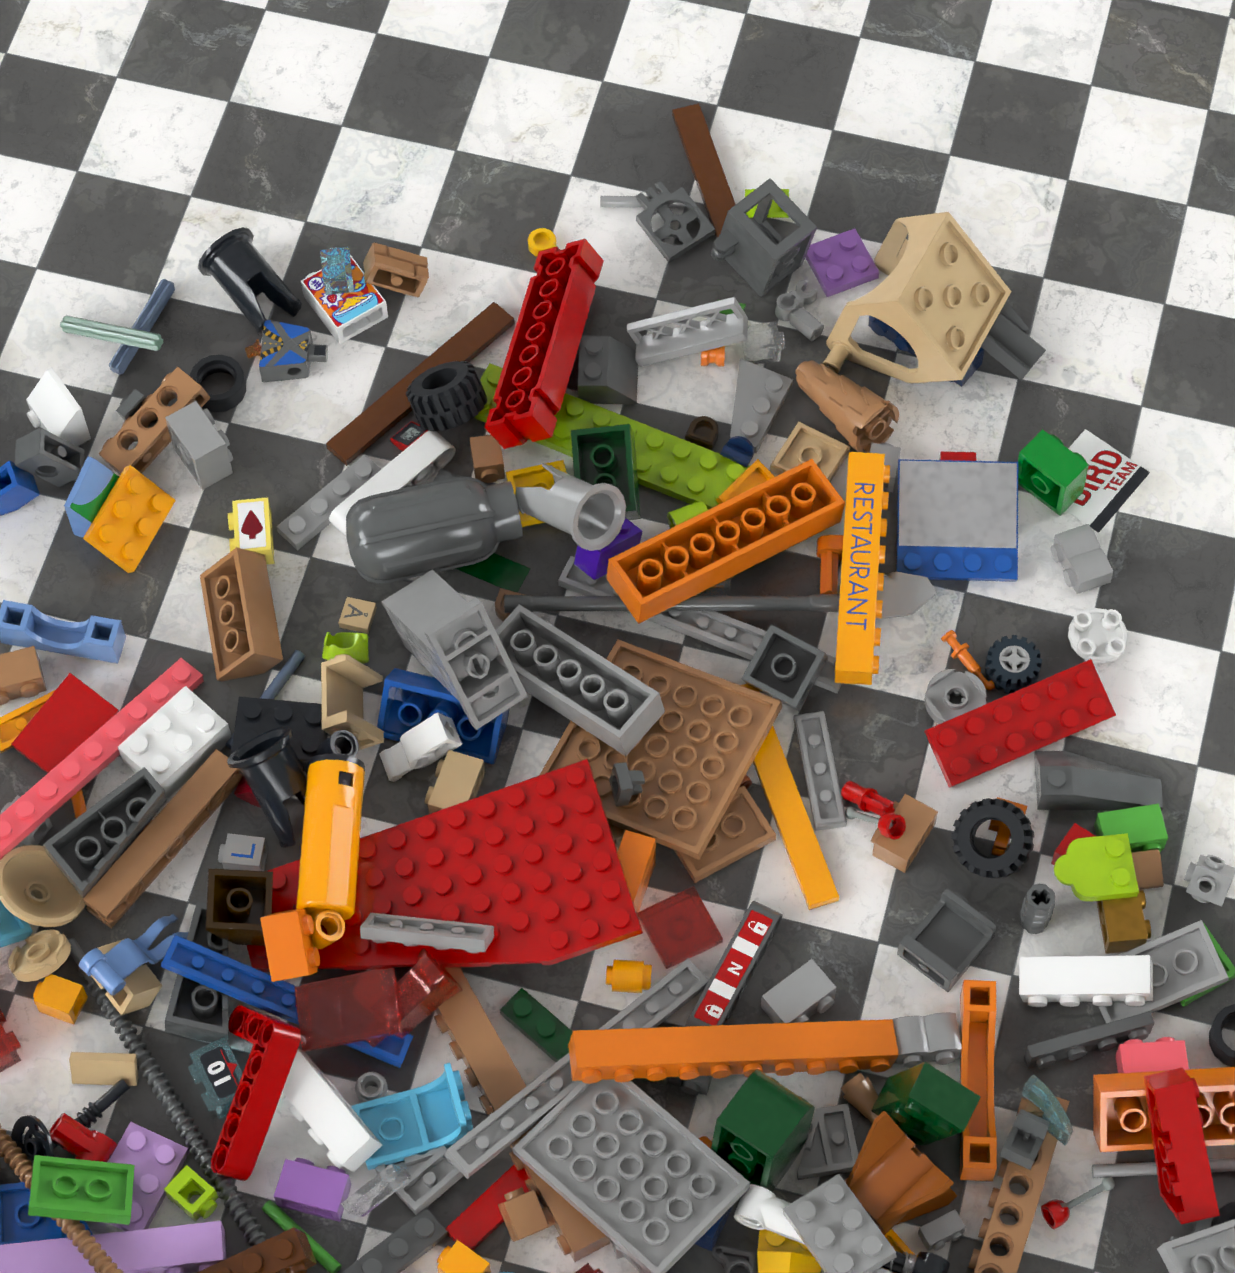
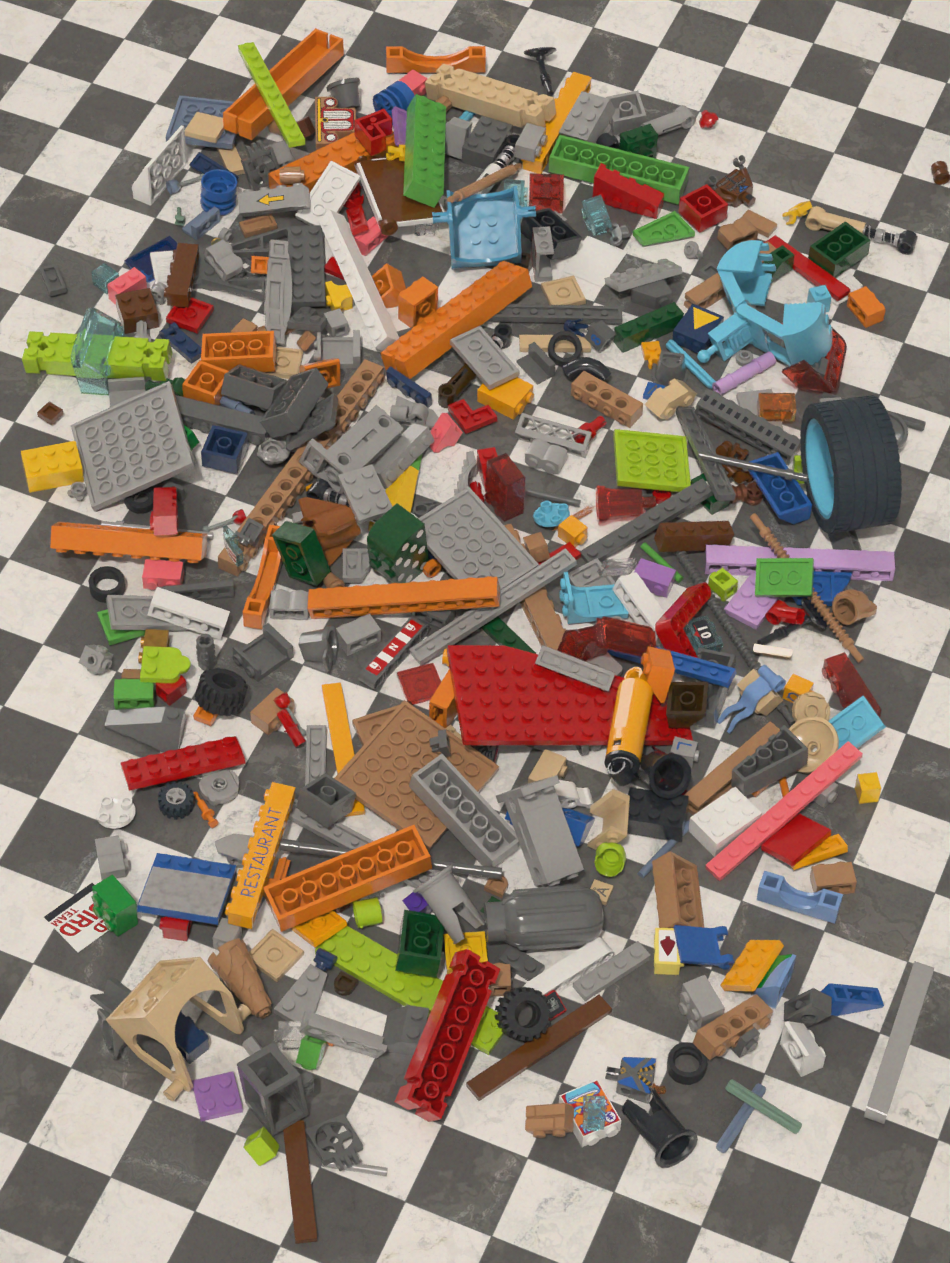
camera: 175 degrees left, 10 degrees down
(202, 538) = (701, 945): none -> blue flag
(541, 240) = (436, 1144): yellow tile -> none
(855, 956) = (320, 646): none -> dark grey container

